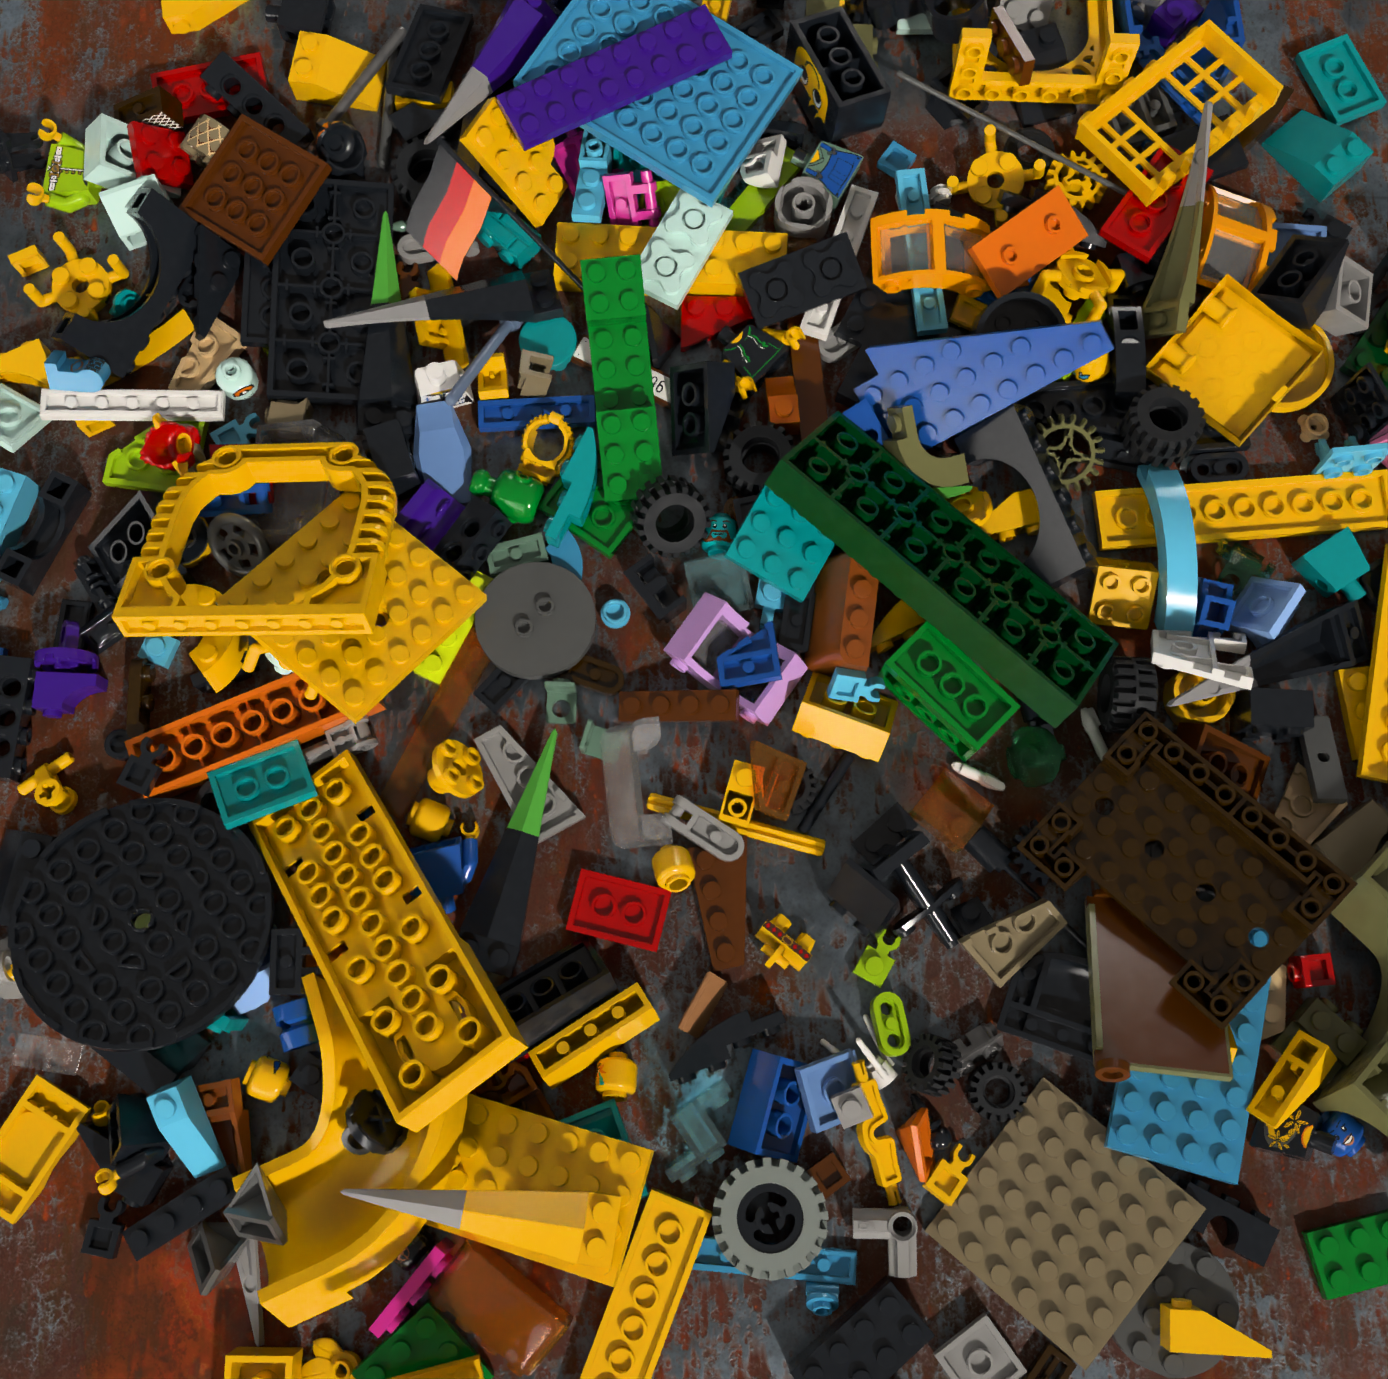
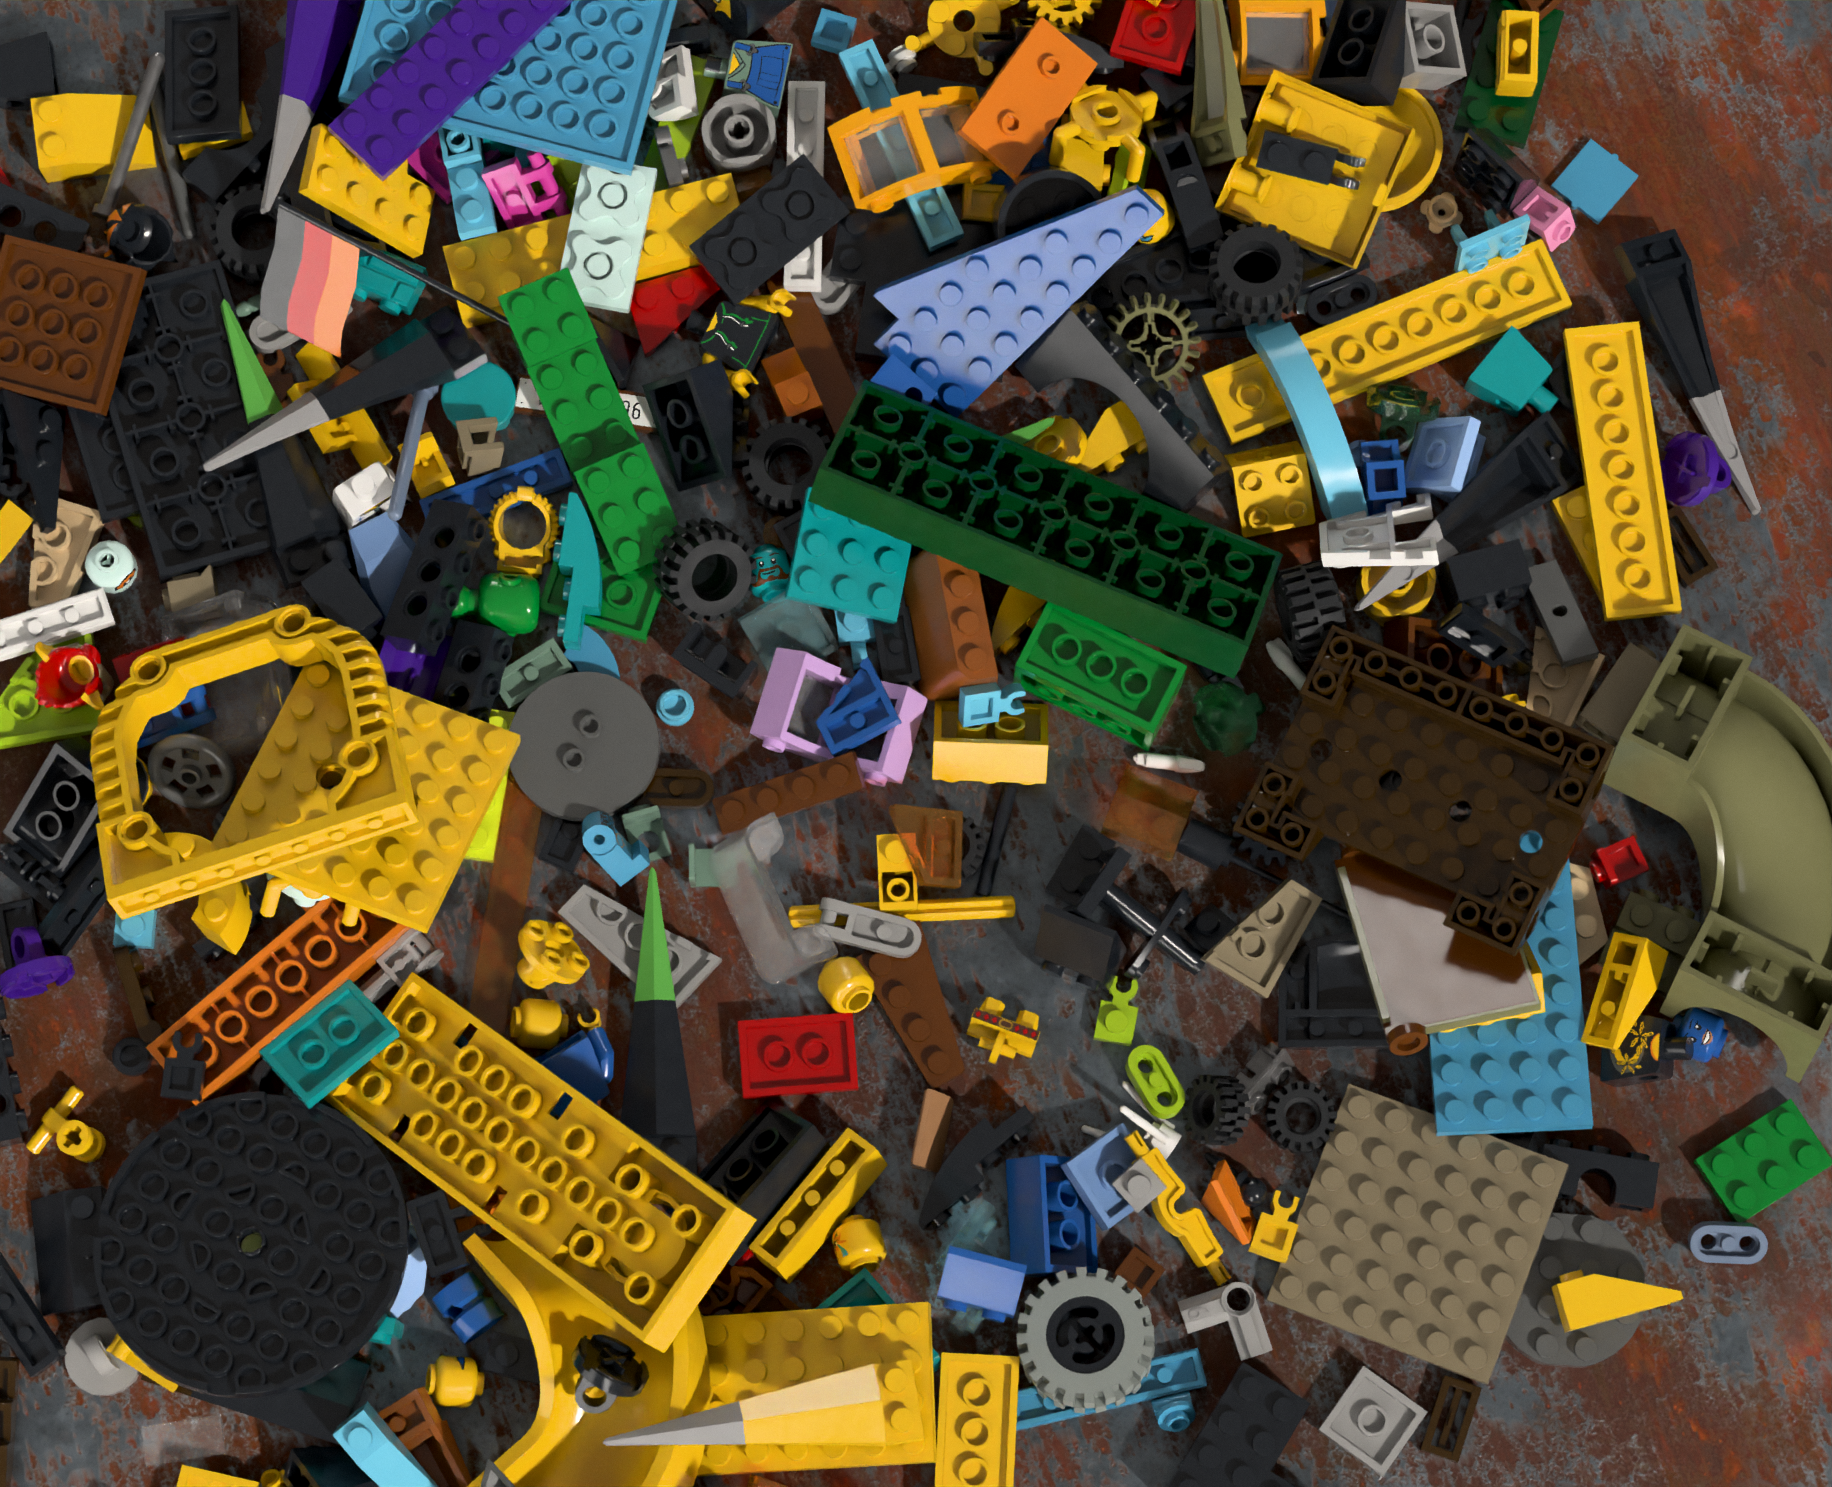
camera: 20 degrees left, 0 degrees up
(61, 692) = (37, 1015): dark purple arch -> none
(234, 433) = (132, 636): medium azure plate -> none
(465, 458) = (434, 577): none -> black brick
(529, 704) = (611, 848): none -> dark azure leg
(698, 1153) = (981, 1283): none -> slope
(747, 220) = (674, 169): none -> flat silver plate
(937, 471) = (1006, 412): olive arch -> none
(1229, 350) = (1306, 159): none -> black hinge
(1258, 760) = (1485, 639): none -> black hinge
(1312, 1311) = (1725, 1242): none -> sand blue plate

